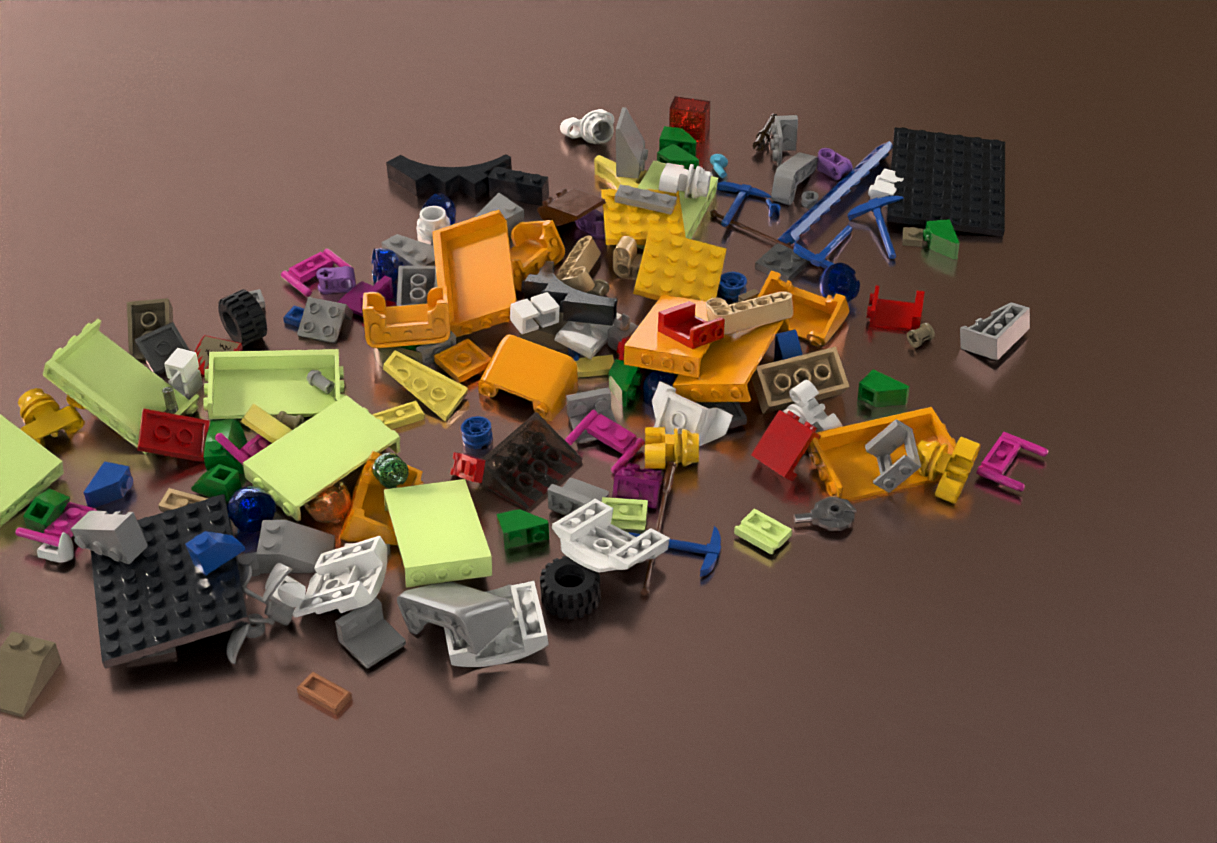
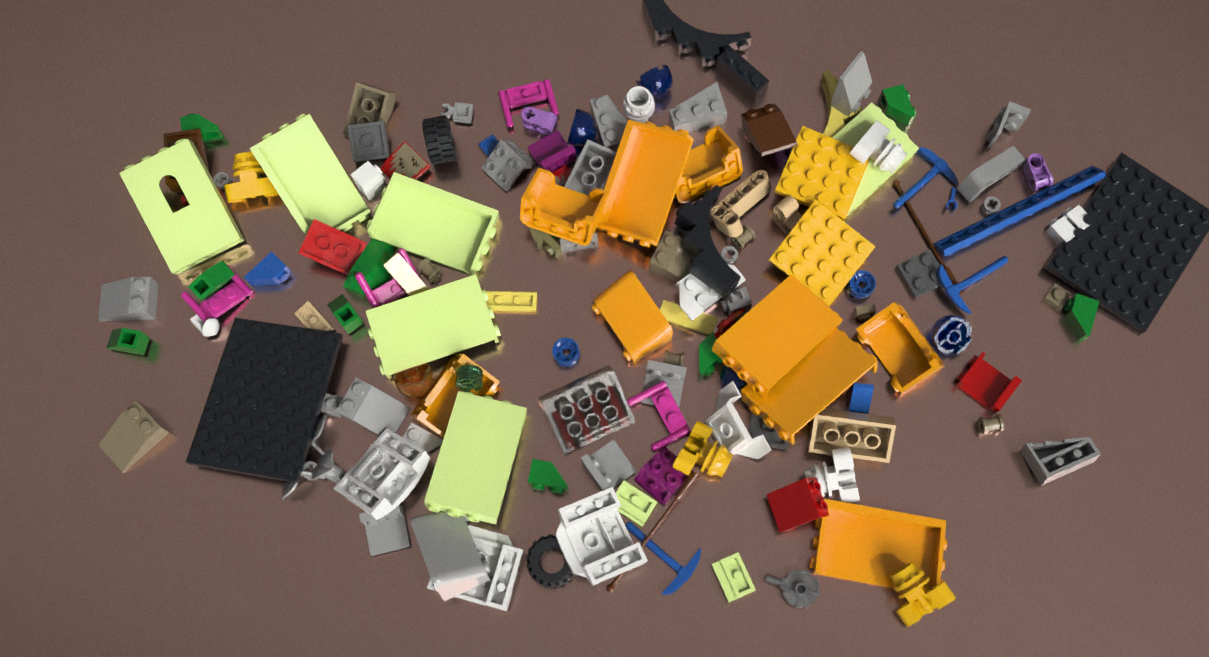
camera: 30 degrees right, 30 degrees up
(110, 535) = (237, 340): light grey wedge -> none
(170, 401) = (347, 209): clear smoke arm -> none
(212, 550) = (299, 402): blue slope -> none
(250, 507) = (355, 354): clear blue cylinder -> none
(290, 592) = (341, 467): white plate -> none
(315, 378) = (470, 237): light grey pin -> none
(324, 693) = (331, 563): nougat tile -> none
(430, 387) = (552, 286): light yellow wing -> none
(462, 360) = (594, 265): light orange plate -> none
(468, 467) = (534, 397): red plate -> none
(541, 308) = (676, 255): white piece -> none
(594, 127) = (844, 29): white beam -> none
(645, 199) = (832, 159): light grey plate -> none
(678, 137) = (912, 77): green slope -> none
(687, 328) = (782, 344): red panel -> none
(691, 116) = (935, 59): clear red brick -> none
(719, 162) = (934, 121): medium azure plate -> none
(751, 312) = (874, 355): tan beam -> none
(764, 135) = (995, 105): dark brown pin -> none
(875, 206) = (1042, 247): blue piece -> none
(882, 390) = (917, 472): green slope -> none
(886, 443) = (877, 545): light grey panel -> none
(1002, 455) = (975, 599): dark pink plate -> none

